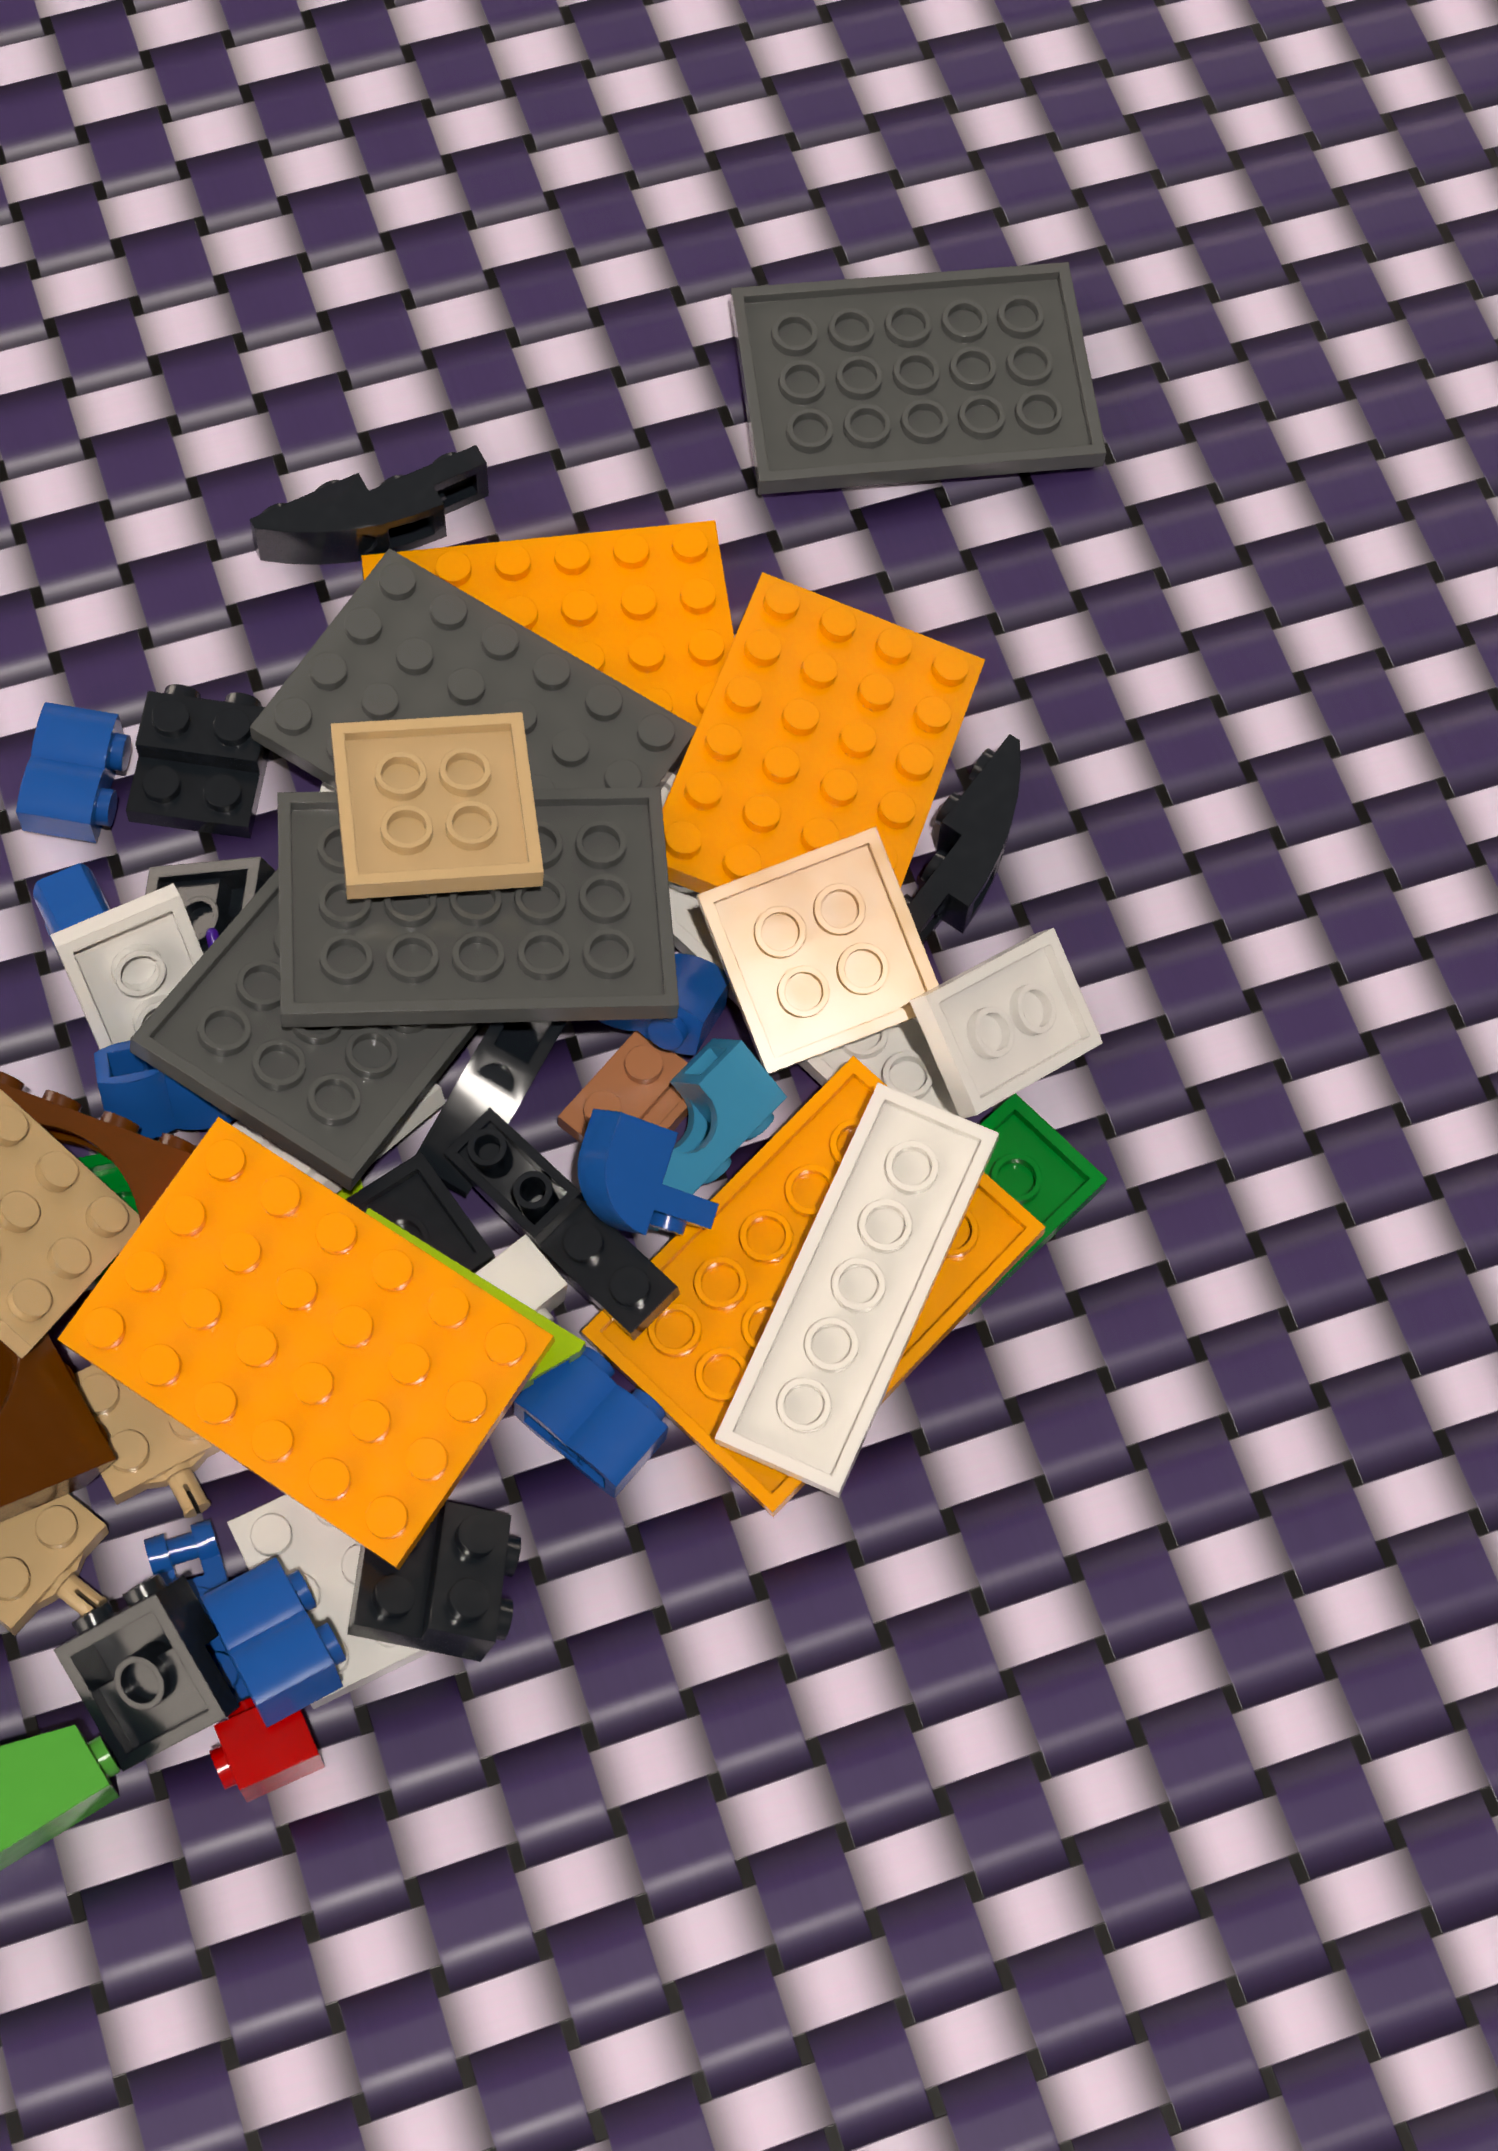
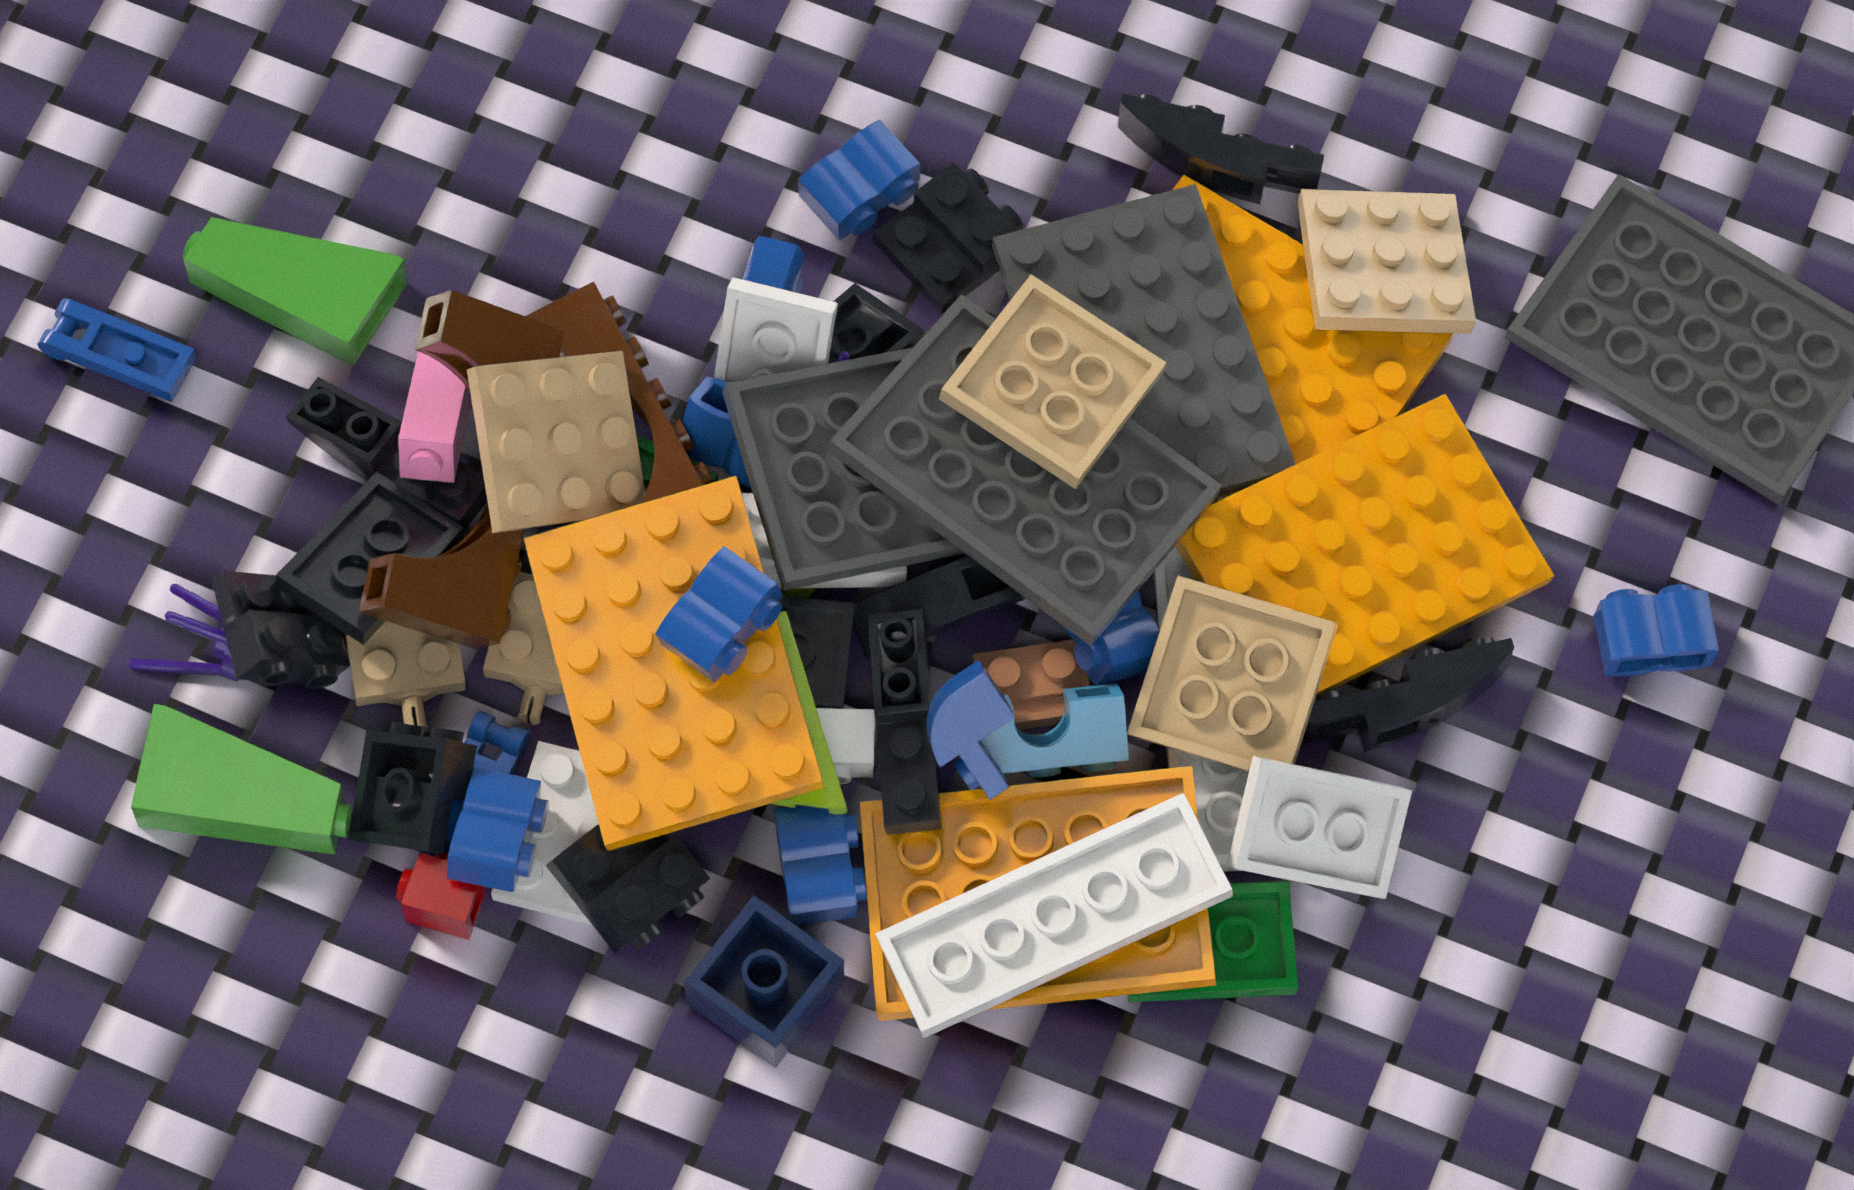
camera: 45 degrees right, 0 degrees up
(327, 1256) = (720, 615): none -> blue brick
(606, 500) = (1385, 261): none -> tan plate
(649, 1568) = (764, 981): none -> dark blue brick
(1108, 641) = (1655, 631): none -> blue brick

